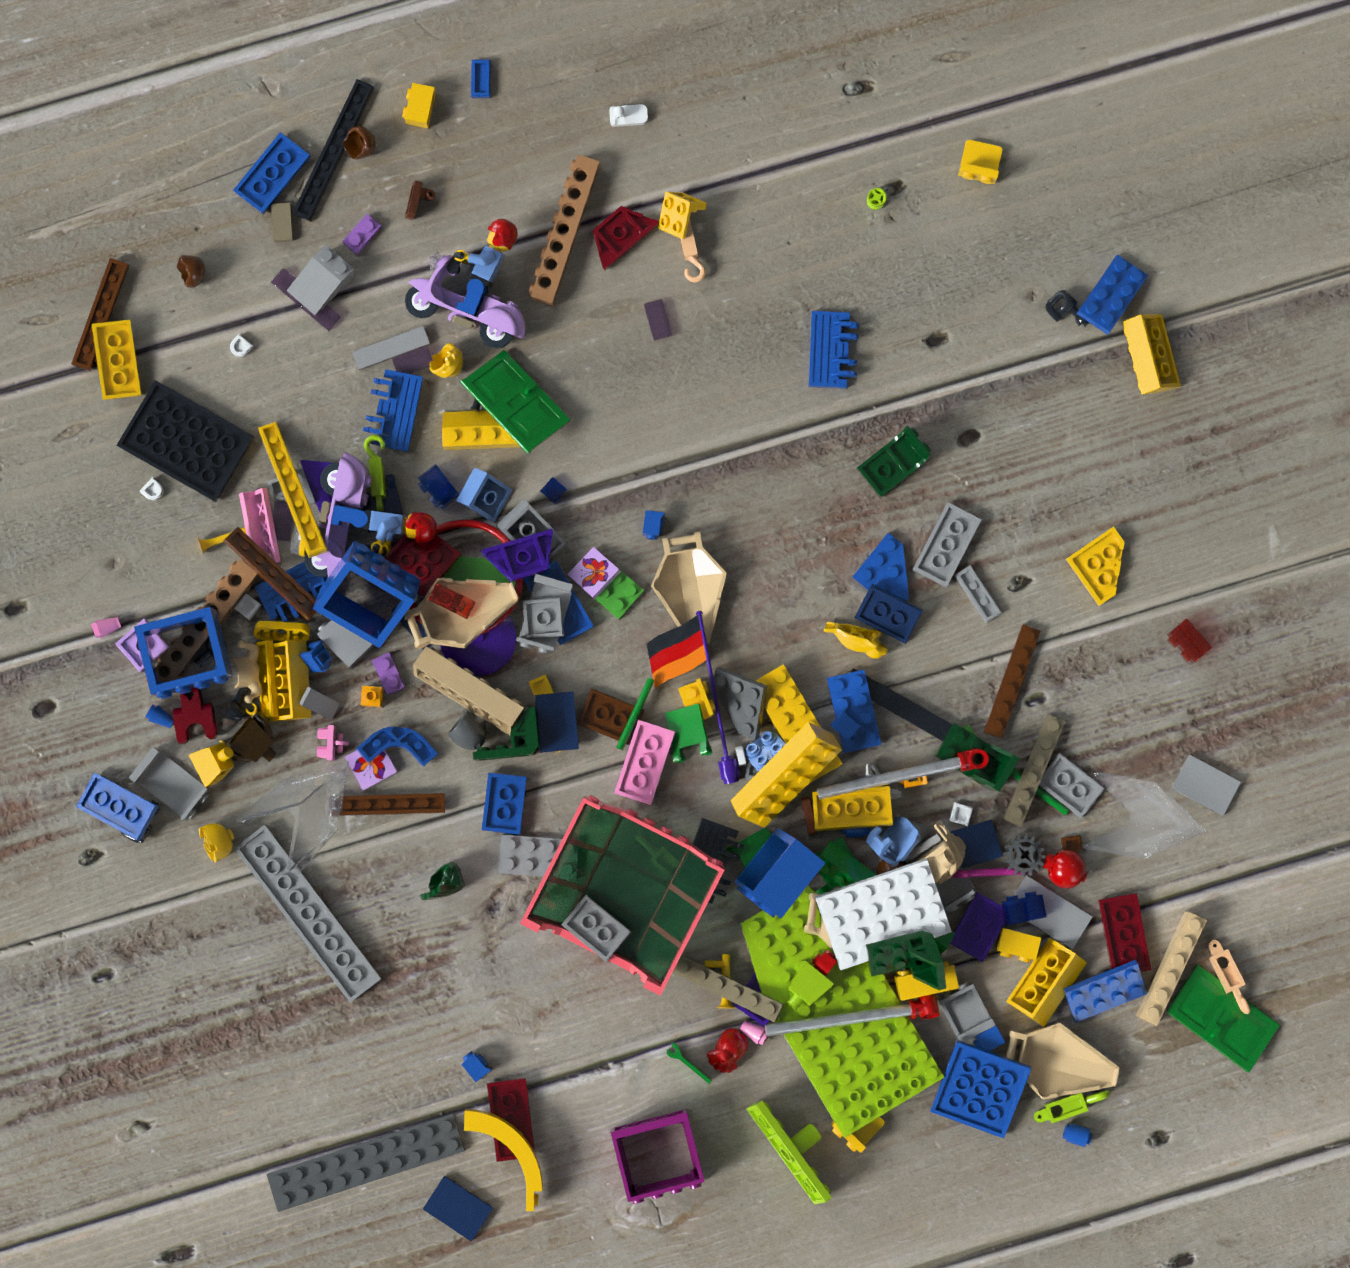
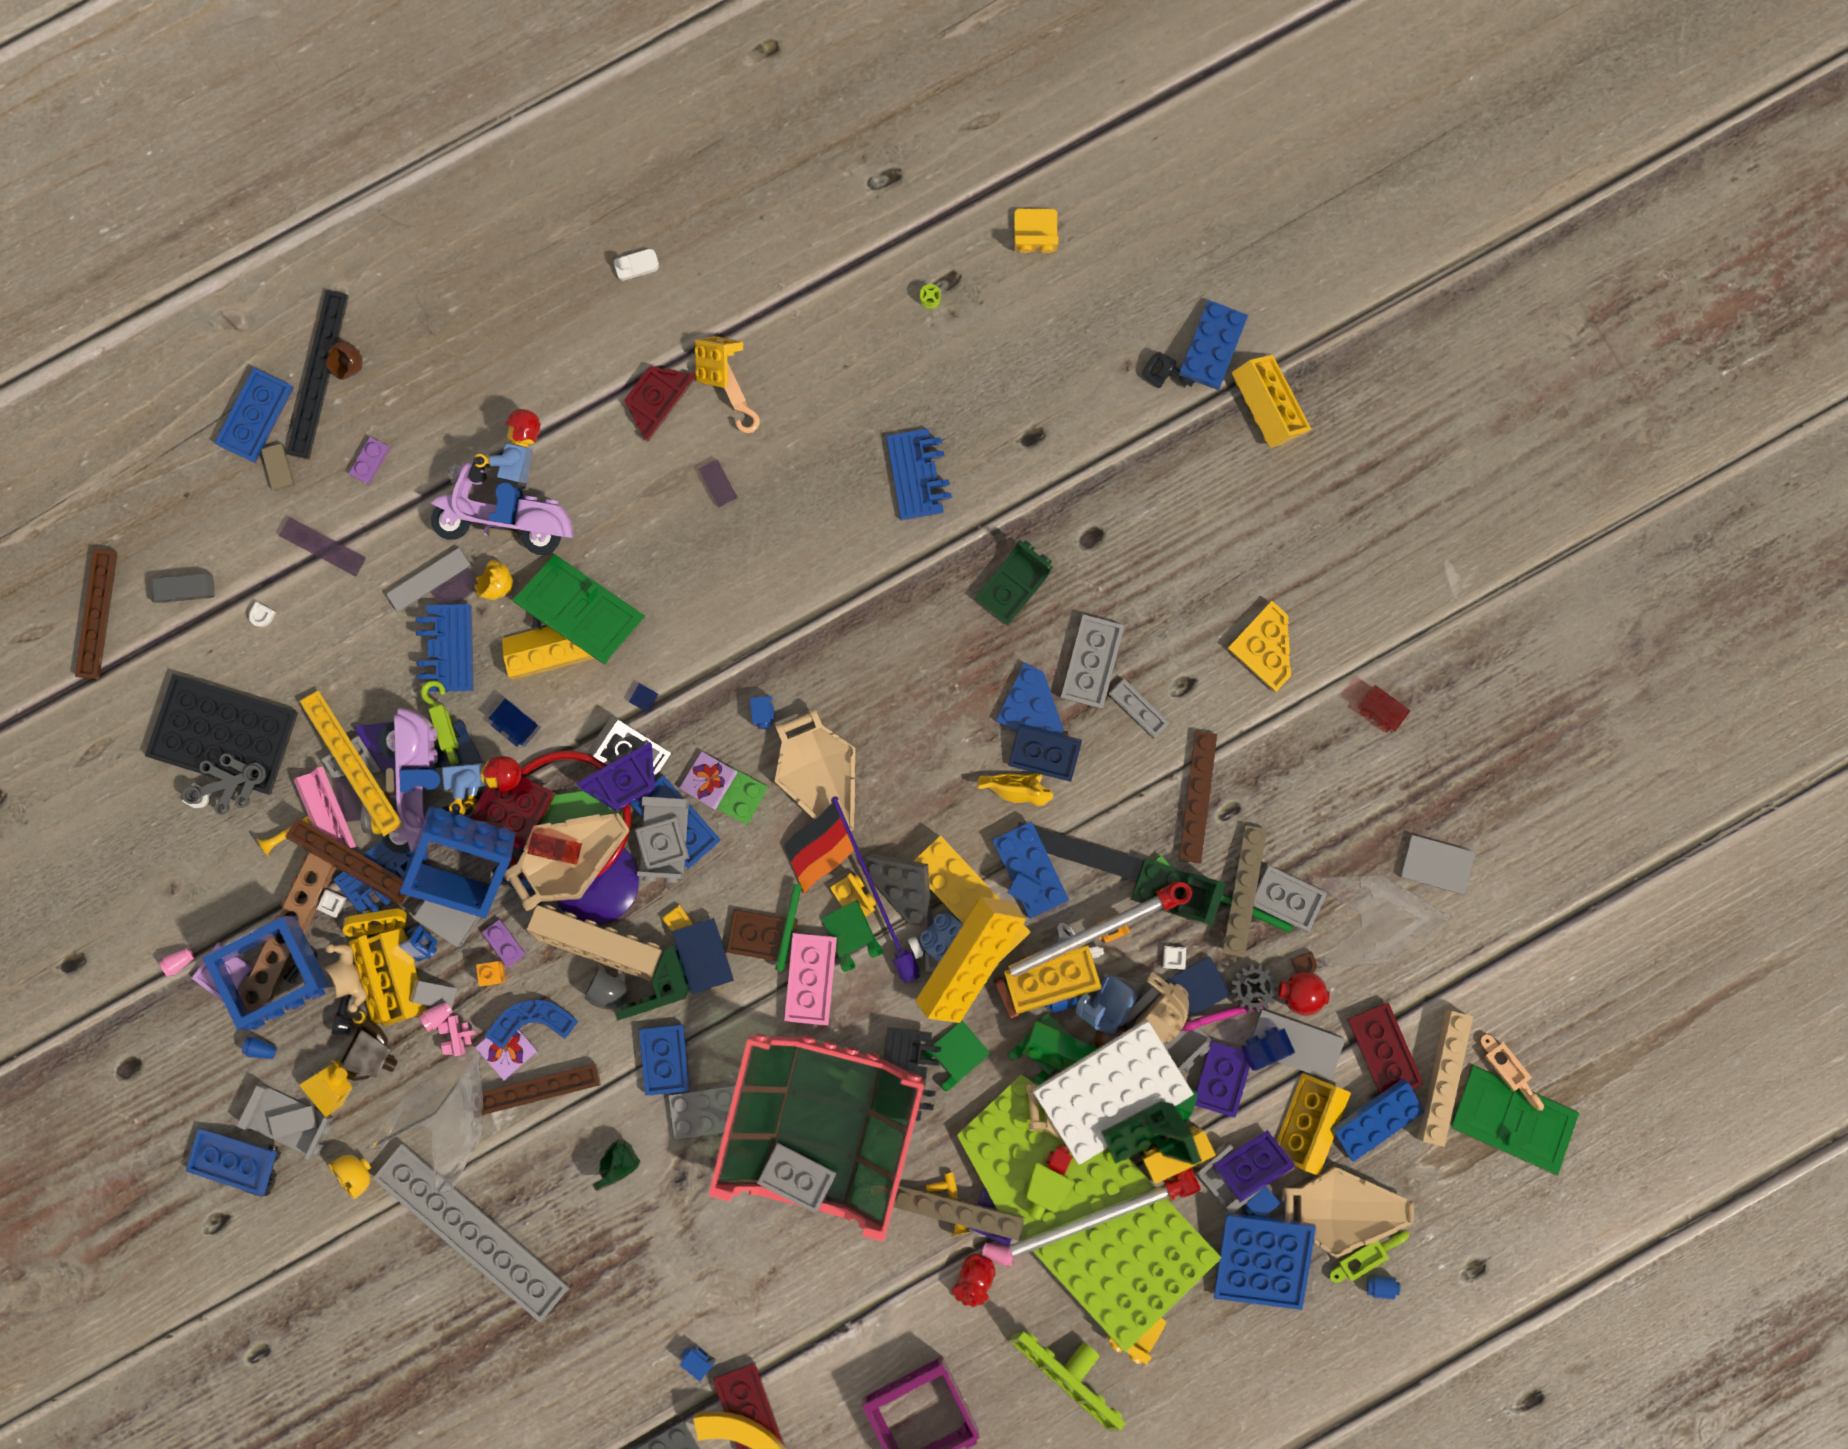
camera: 10 degrees left, 0 degrees up
(116, 359) = (124, 660): yellow plate -> none
(176, 785) = (293, 1122): none -> light grey tile
(178, 308) = (182, 588): none -> dark grey beam
(183, 483) = (228, 782): none -> dark grey plant
(191, 270) = (187, 541): reddish brown hair -> none
(193, 713) = (296, 1035): dark red piece -> none
(316, 722) = (435, 1016): none -> bright pink cone
(321, 280) = (334, 521): light grey slope -> none
(416, 193) = (419, 401): copper piece -> none
(419, 106) = (402, 304): yellow brick -> none
(480, 78) = (464, 260): blue tile -> none
(484, 495) = (567, 720): medium blue slope -> none
(584, 166) = (594, 332): medium nougat brick -> none
(677, 1055) = (933, 1306): green flag -> none
(778, 873) = (986, 1073): blue window -> none
(989, 1005) = (1253, 1166): none -> dark purple plate
(1018, 944) = (1270, 1089): yellow brick -> none

